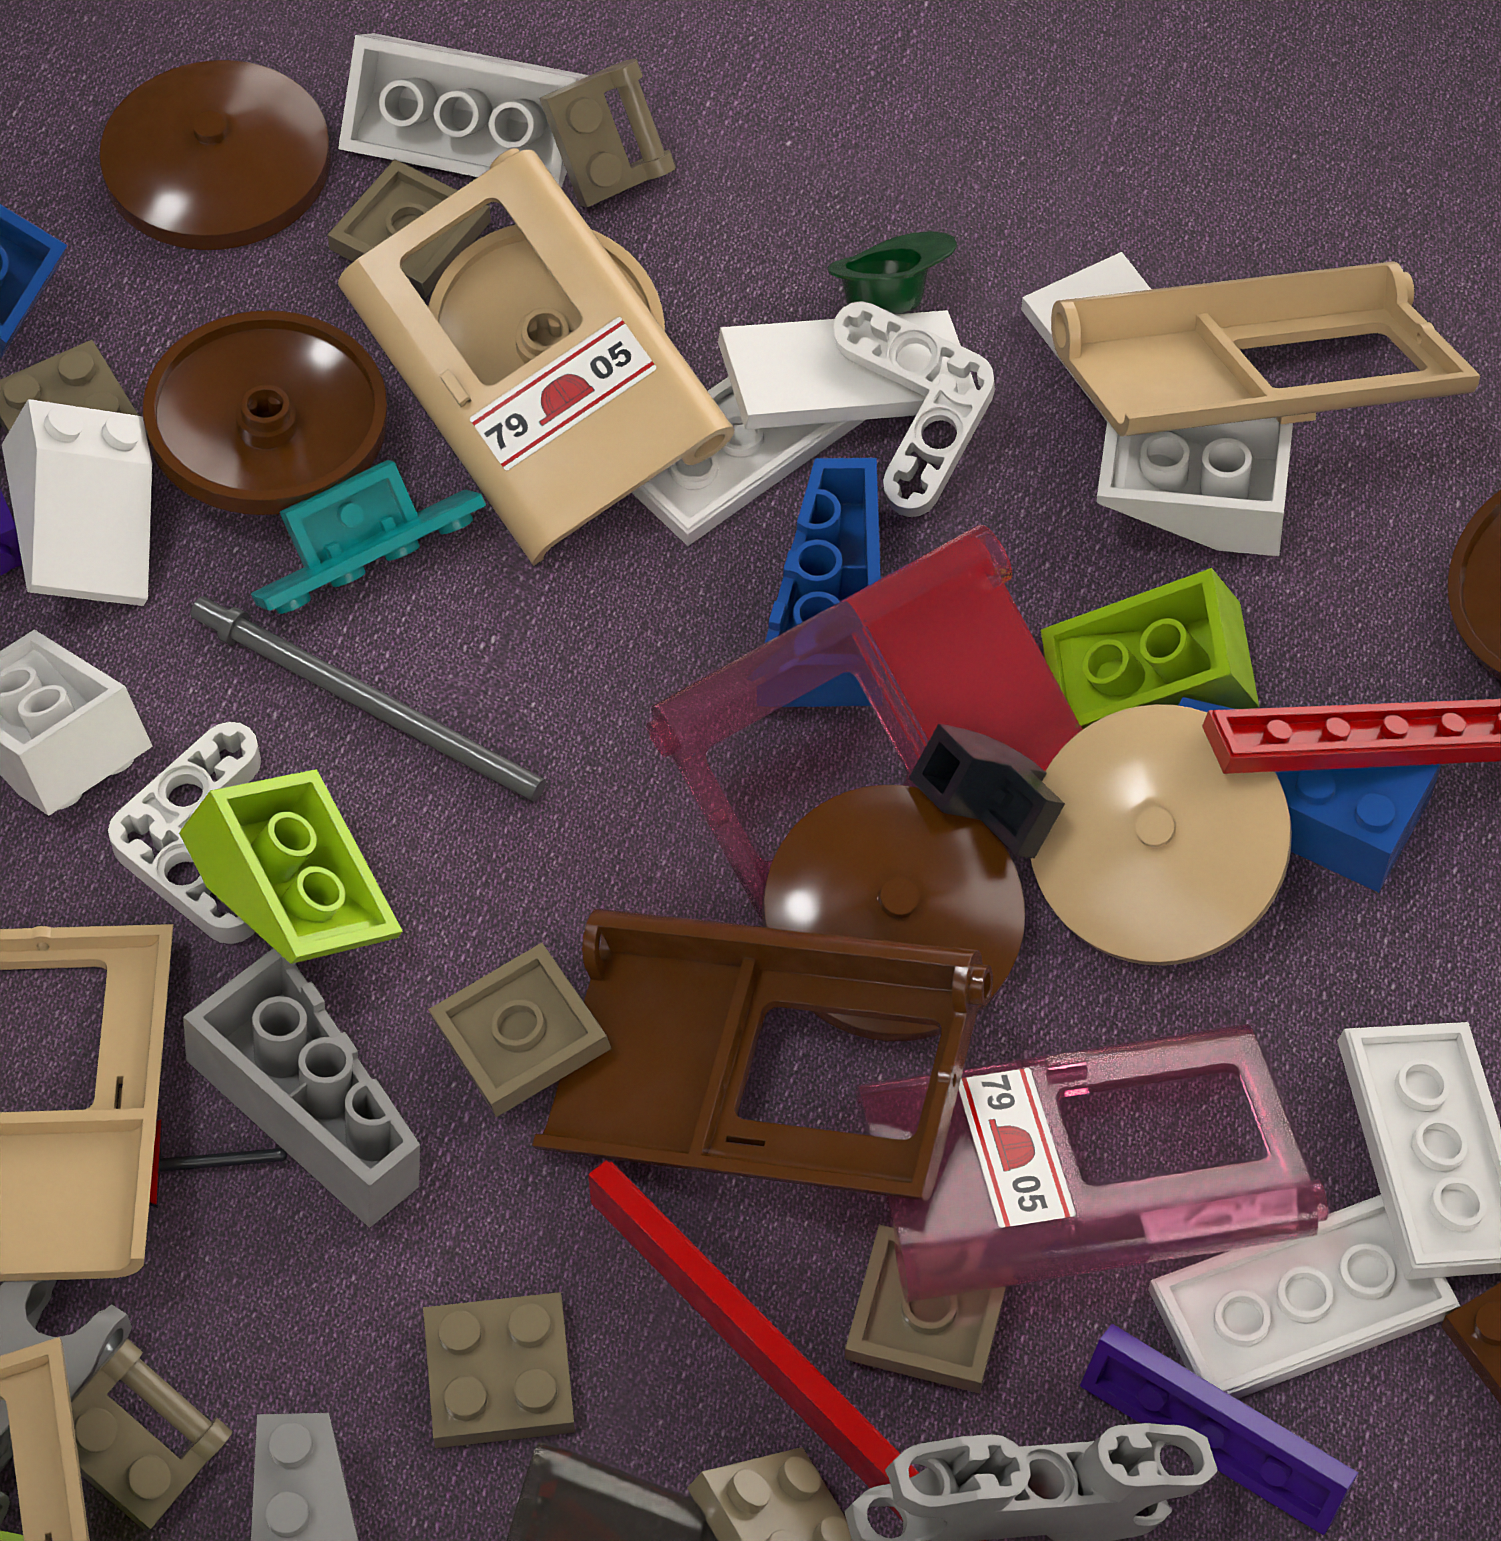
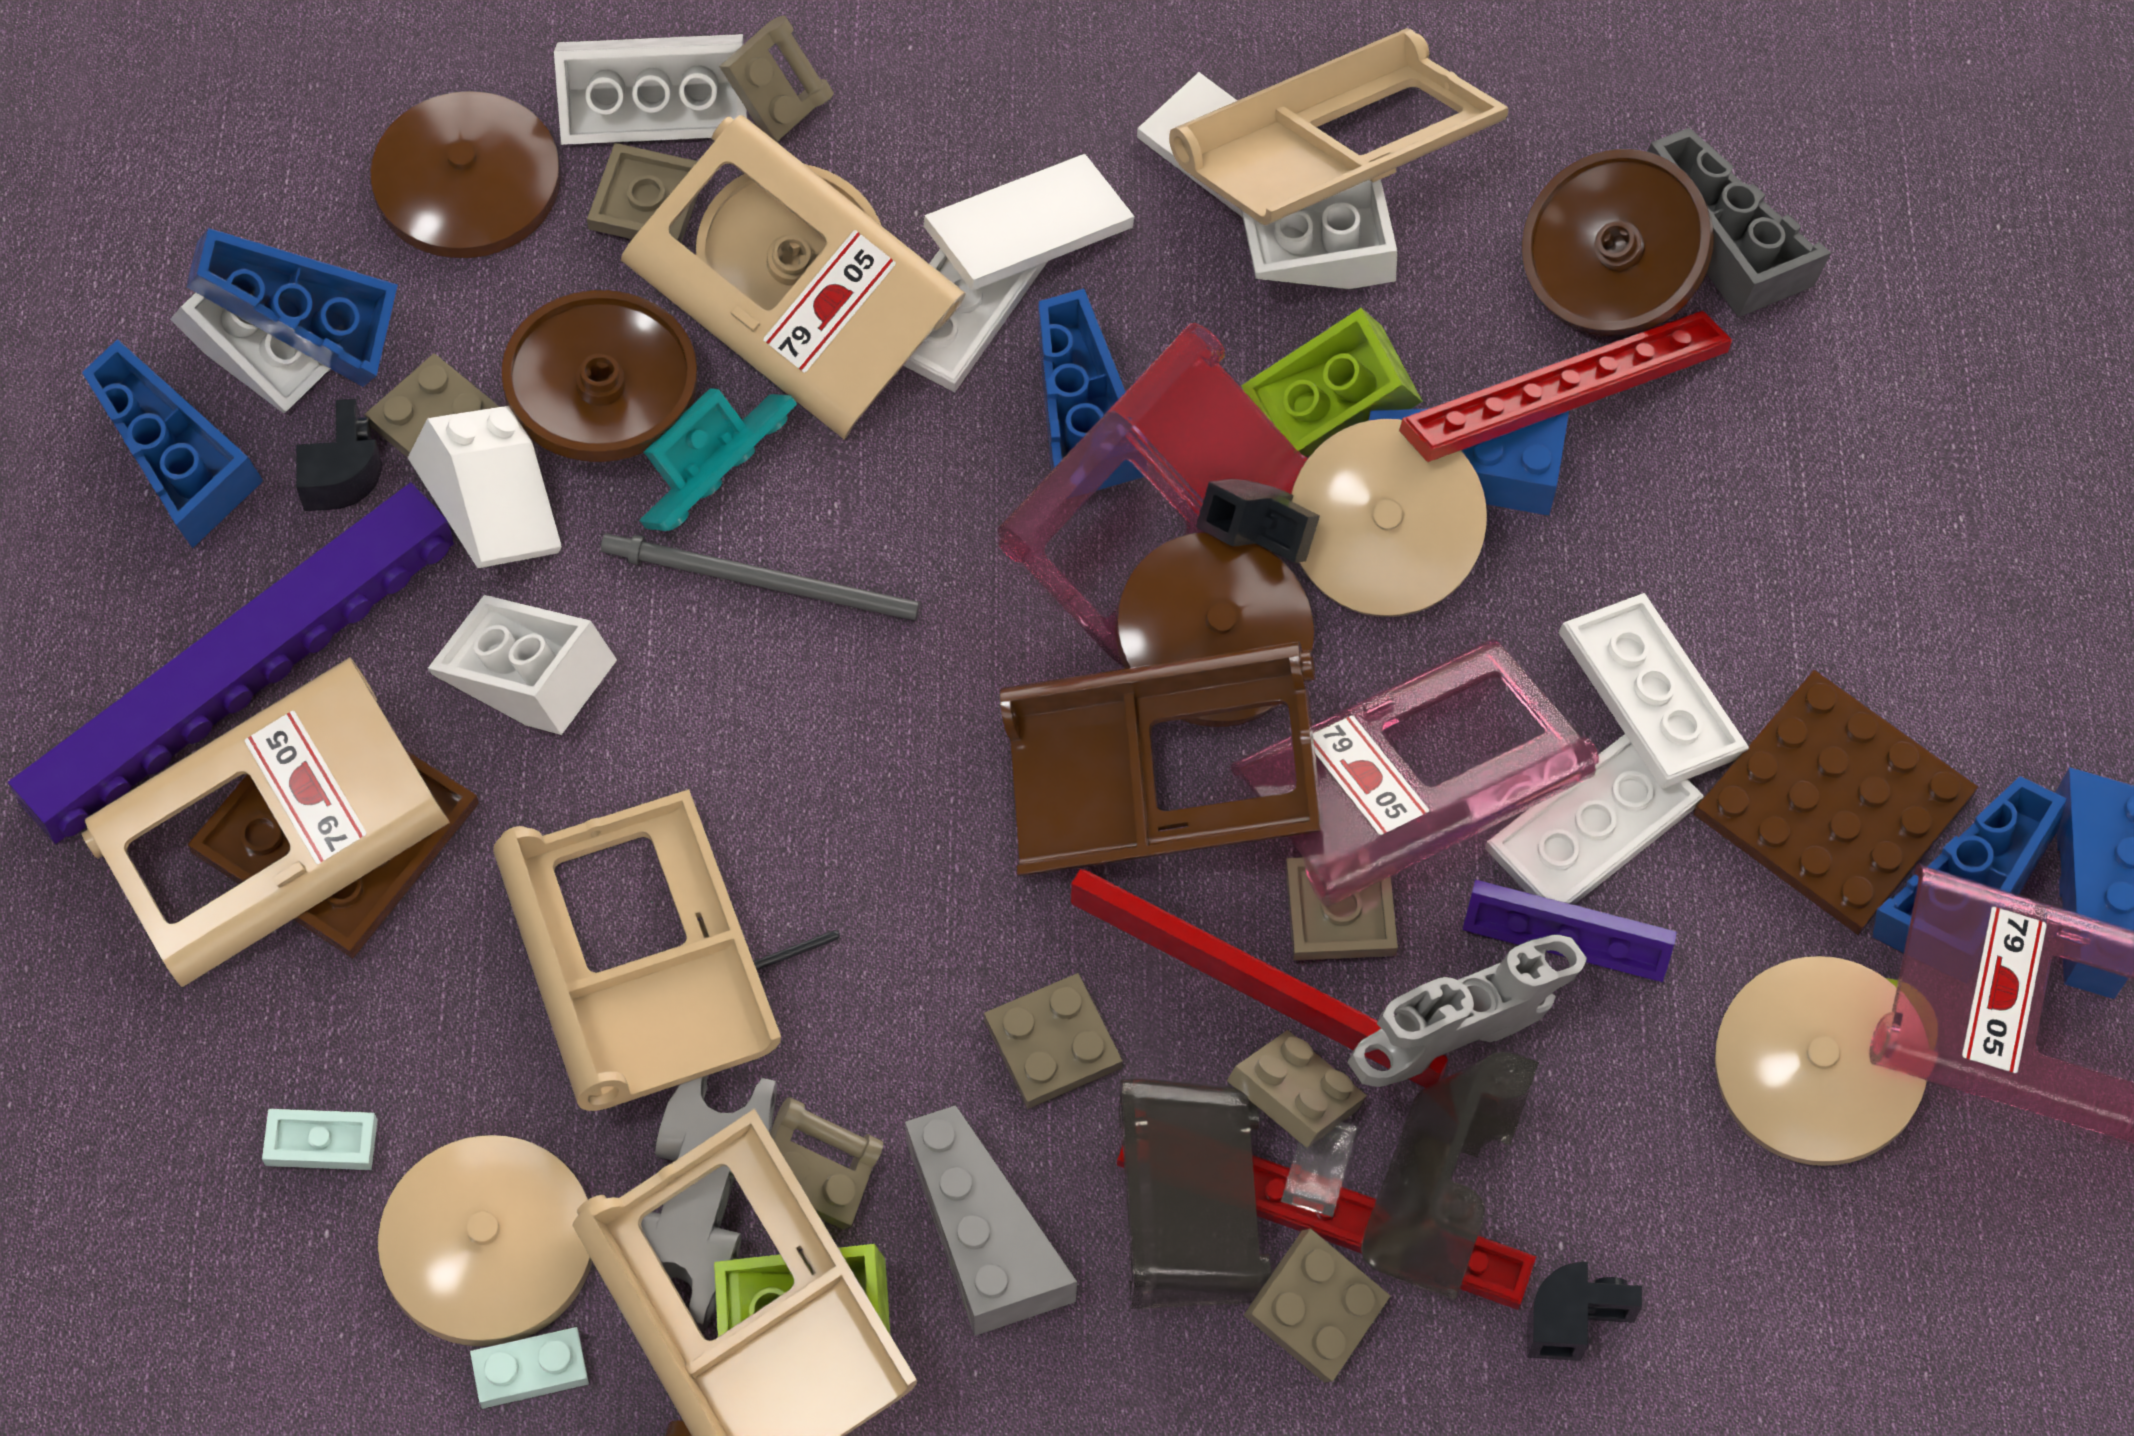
camera: 20 degrees left, 5 degrees up
(154, 813) = (655, 714): white beam -> none
(289, 866) = (765, 722): lime slope -> none
(302, 1084) = (839, 879): light grey wedge -> none
(519, 1029) = (976, 793): dark tan plate -> none
(893, 270) = (1034, 134): dark green piece -> none
(941, 399) = (1112, 228): white beam -> none

